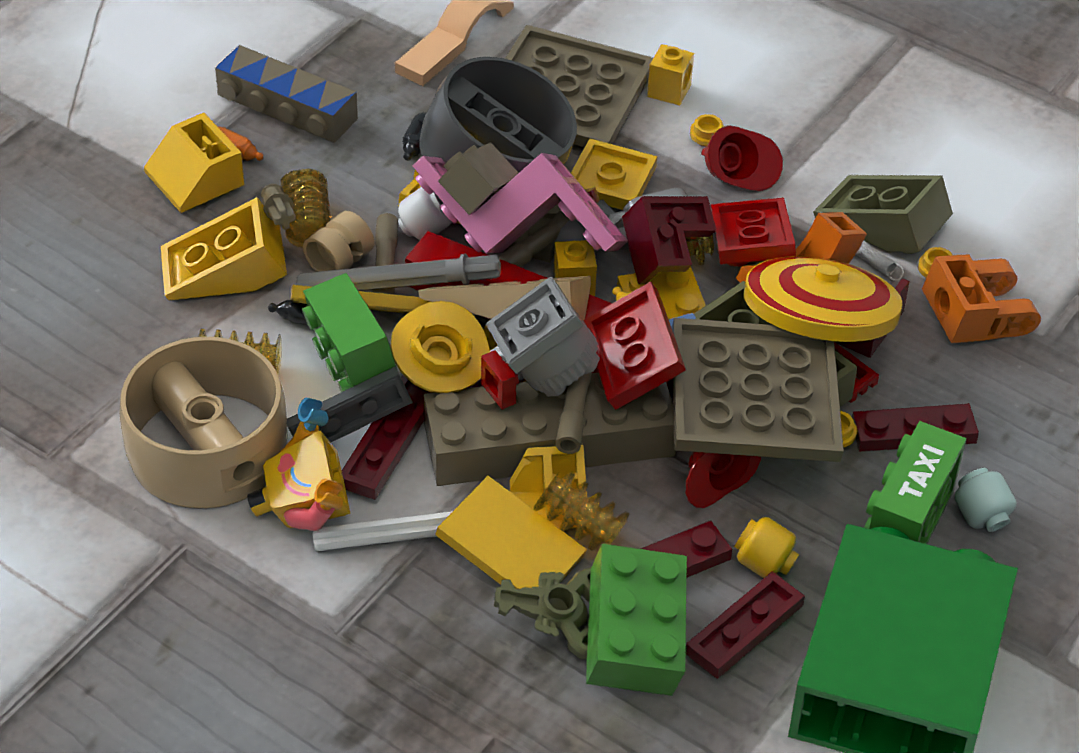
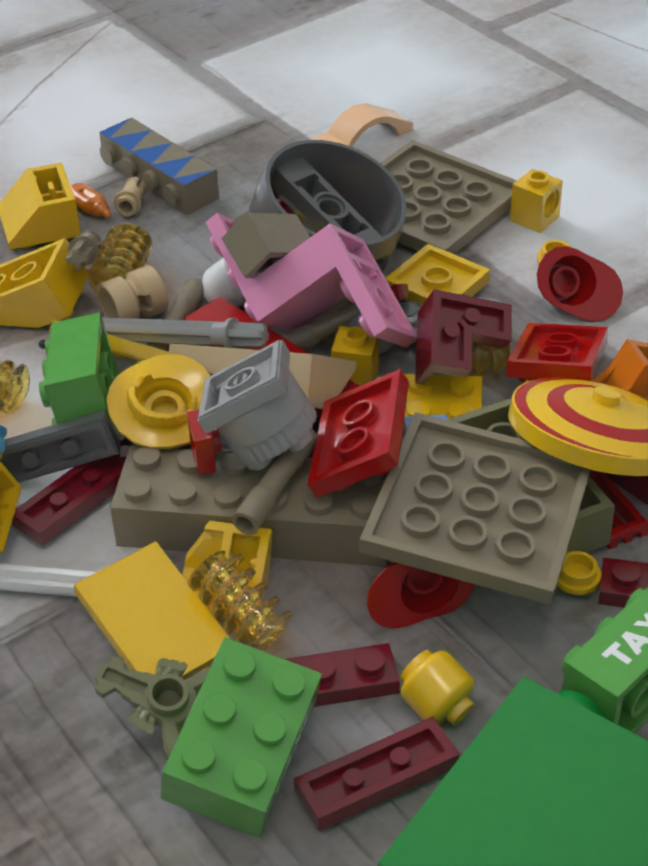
camera: 20 degrees right, 5 degrees down
(275, 138) = (128, 200): none -> tan pin

